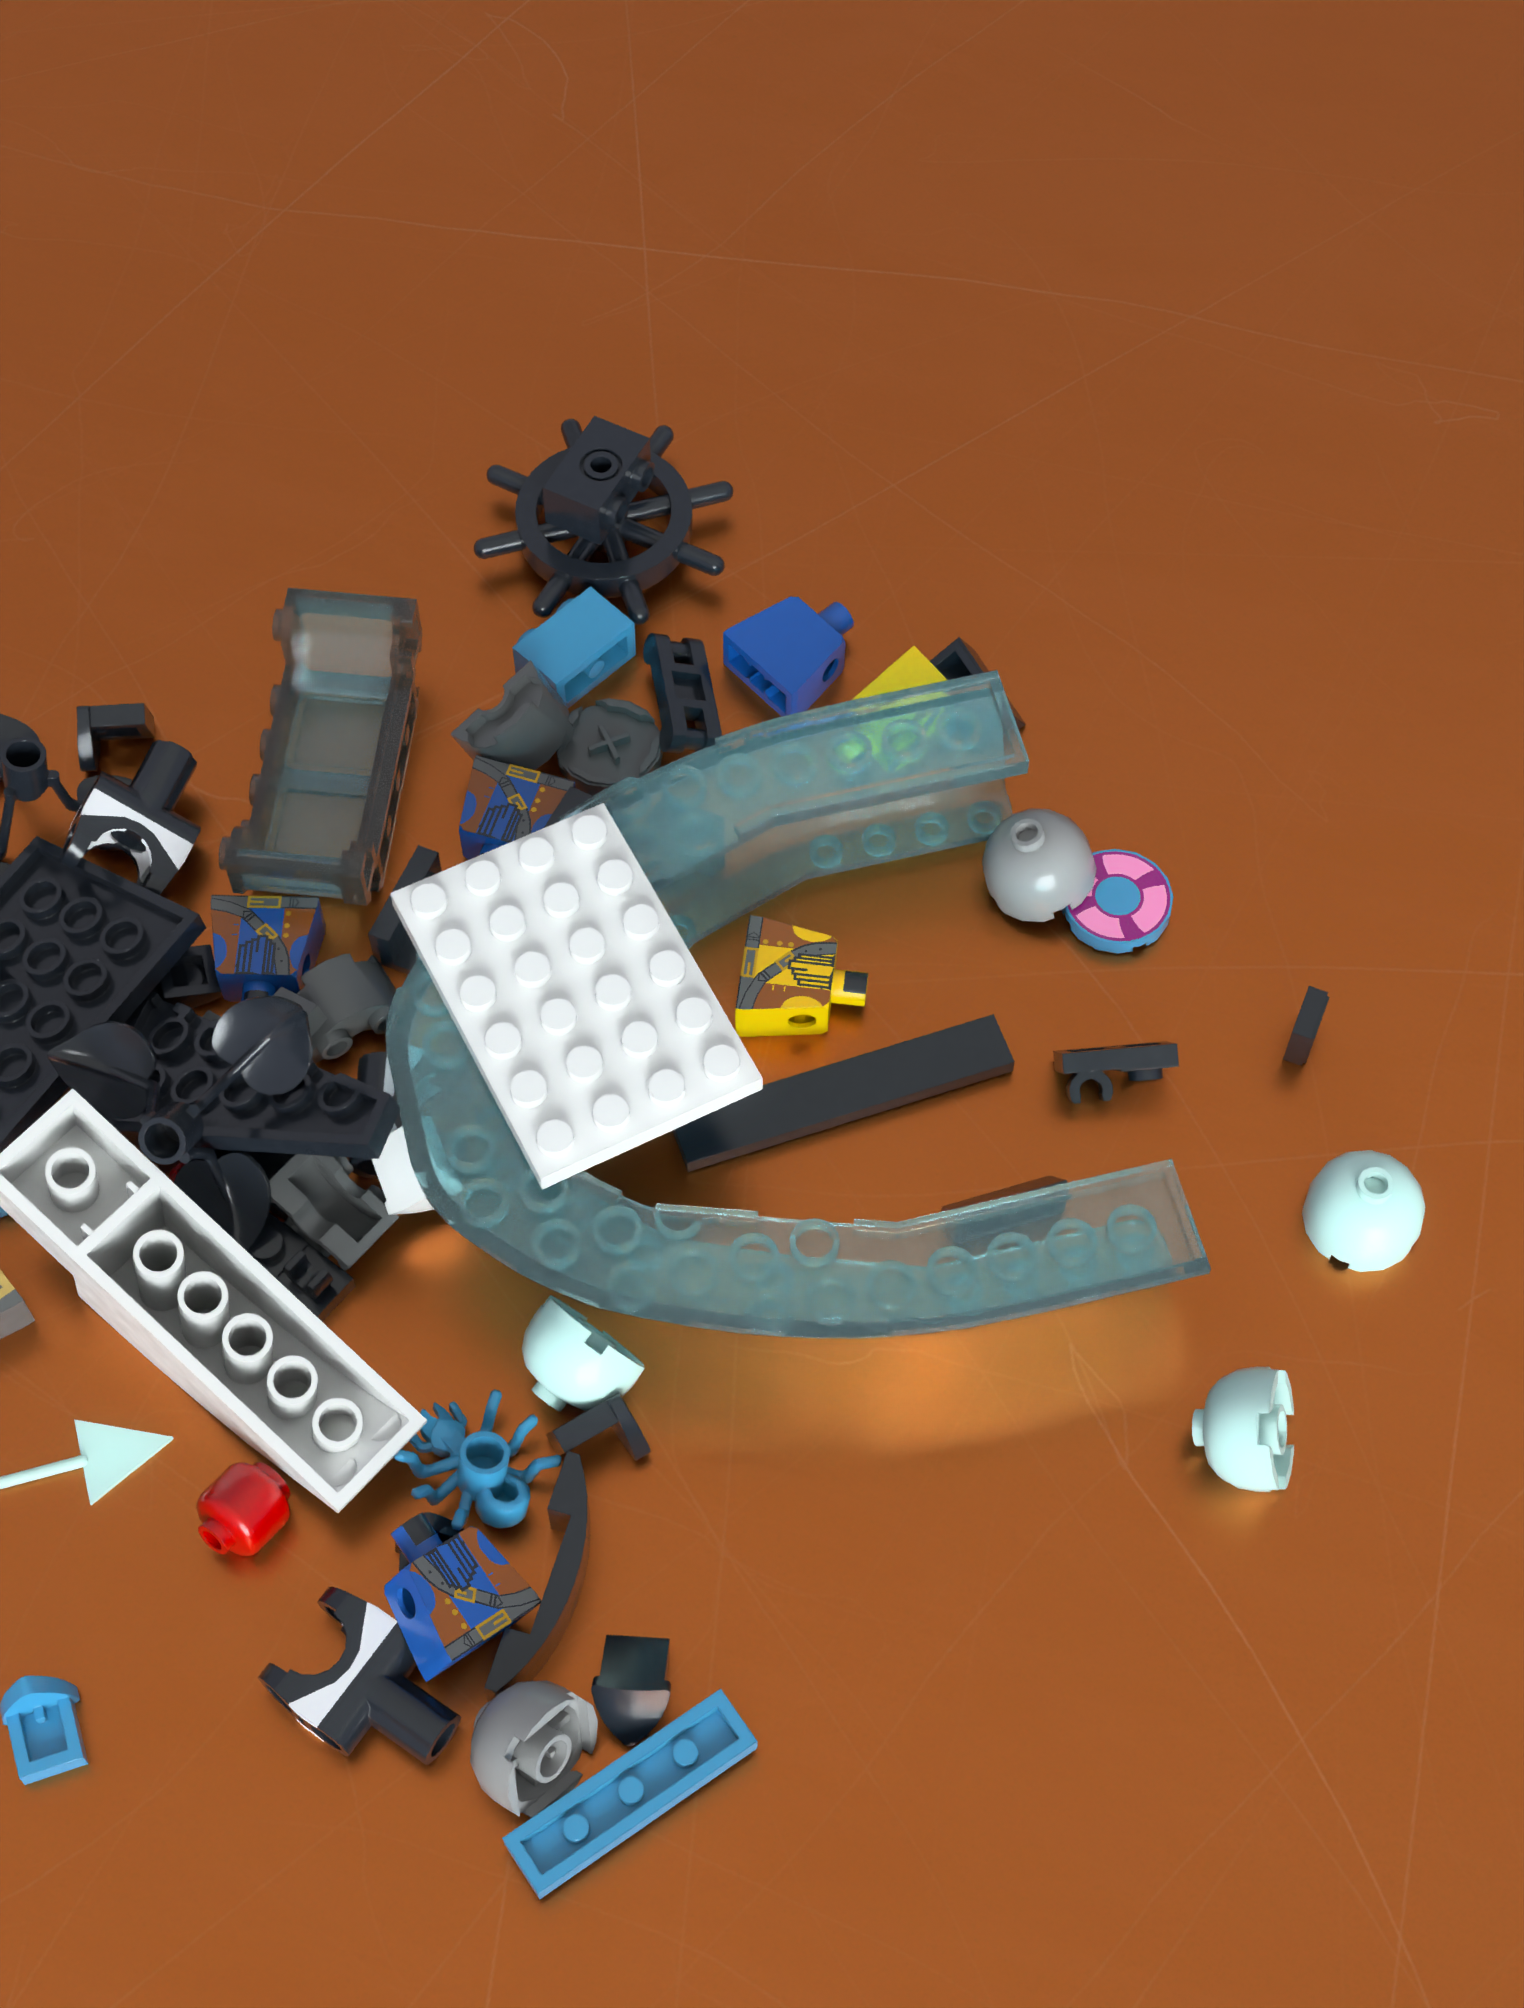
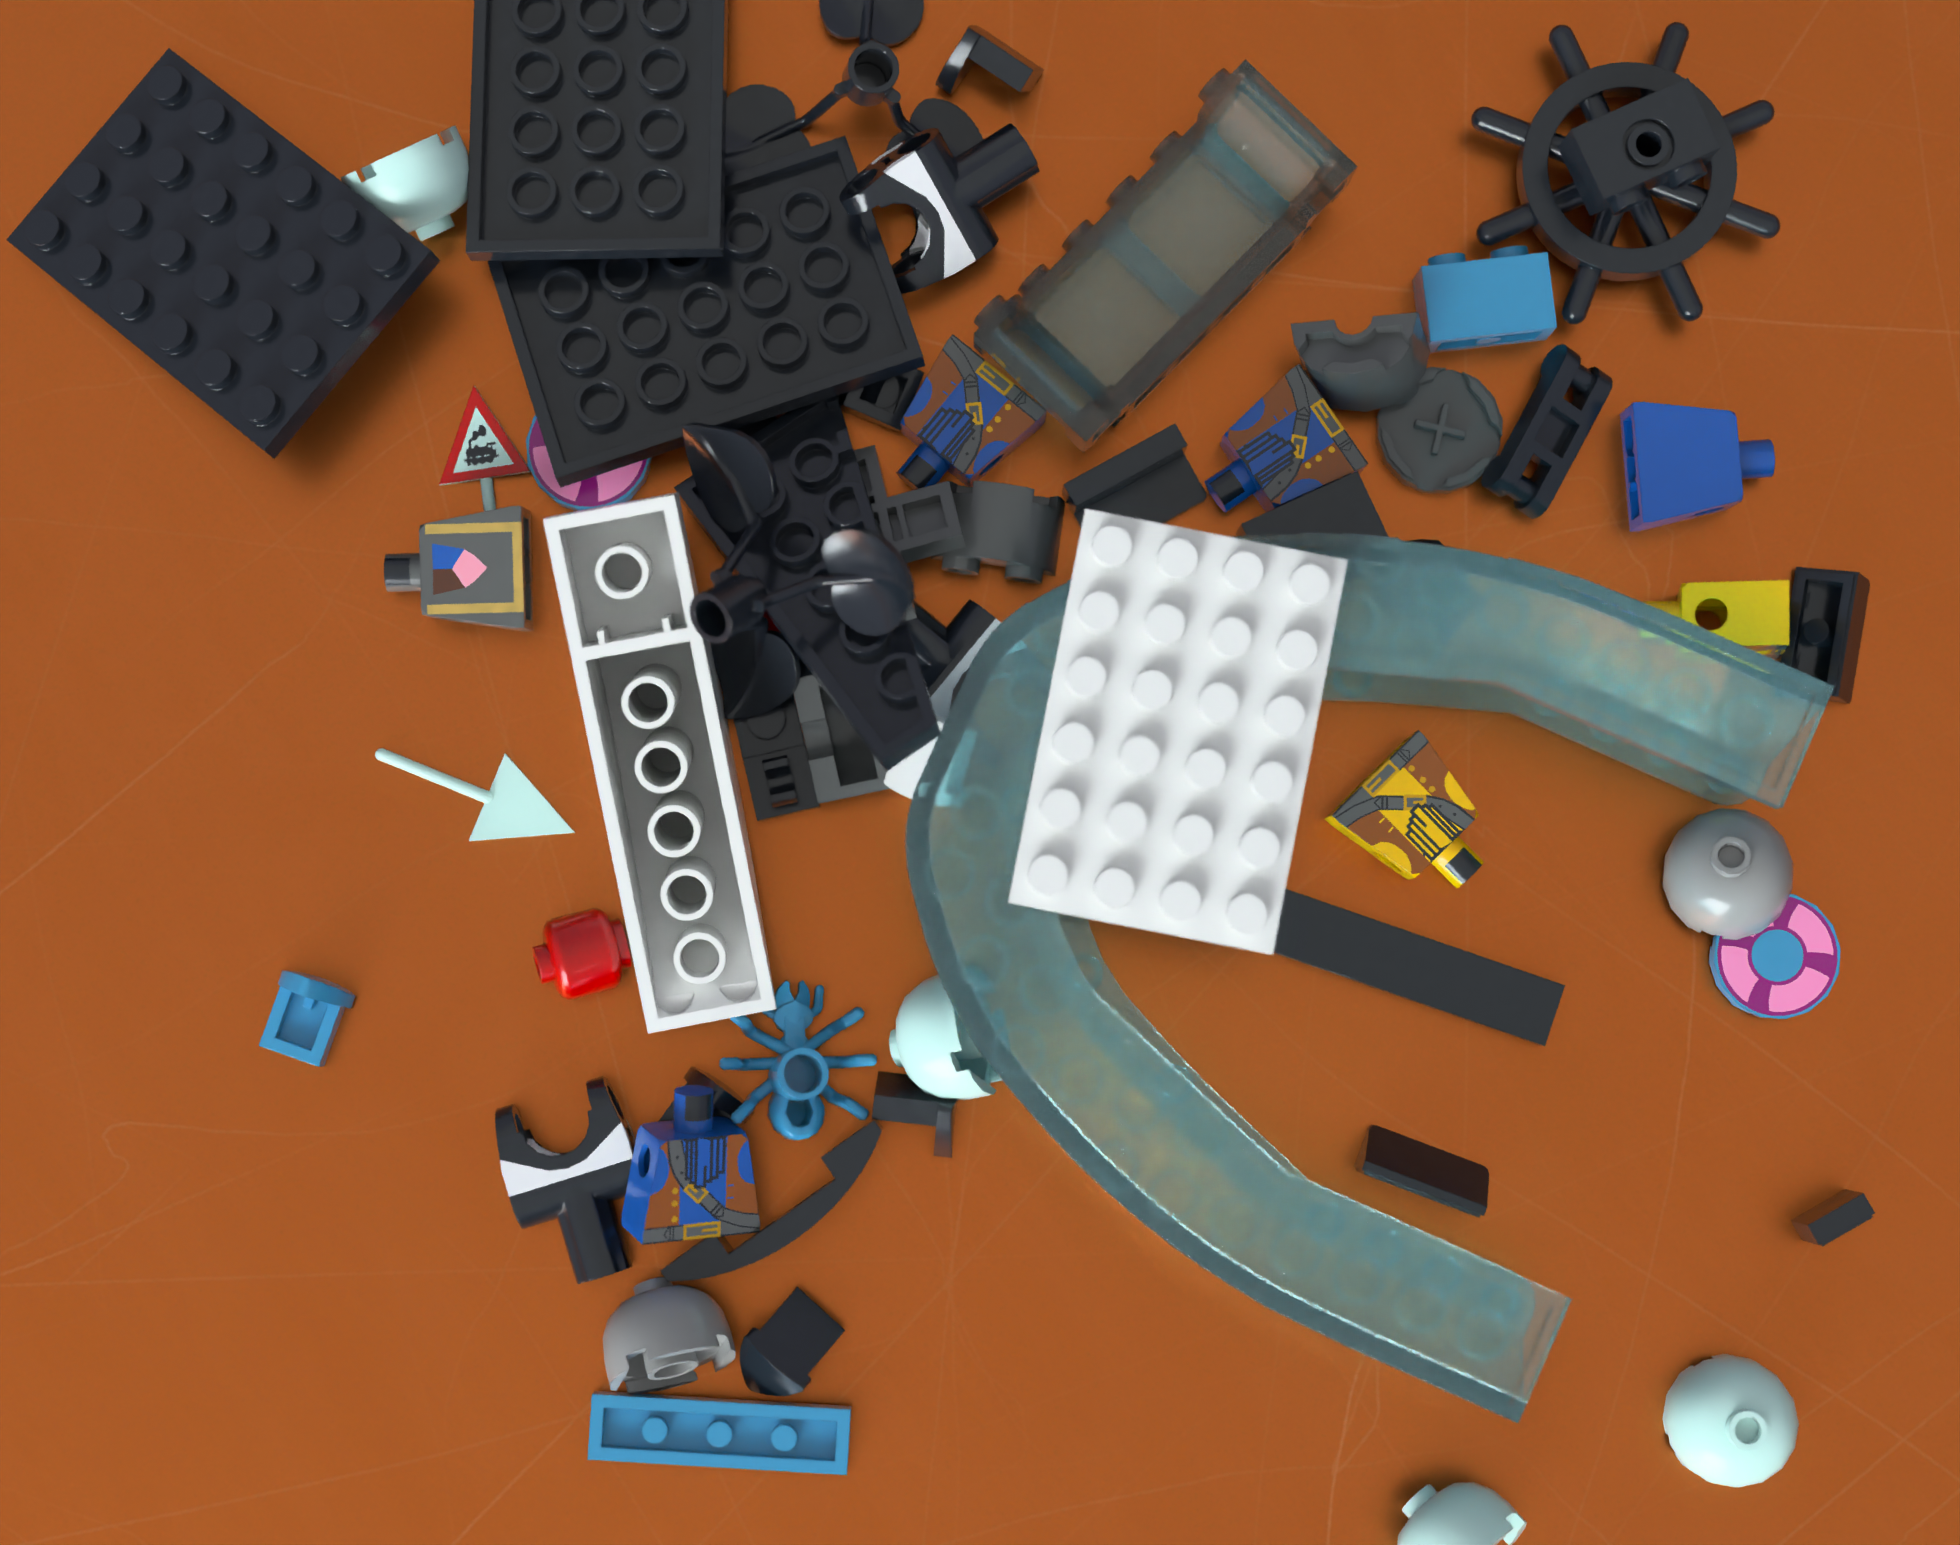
camera: 35 degrees right, 25 degrees up
(1141, 1061) = (1646, 1123): black plate -> none

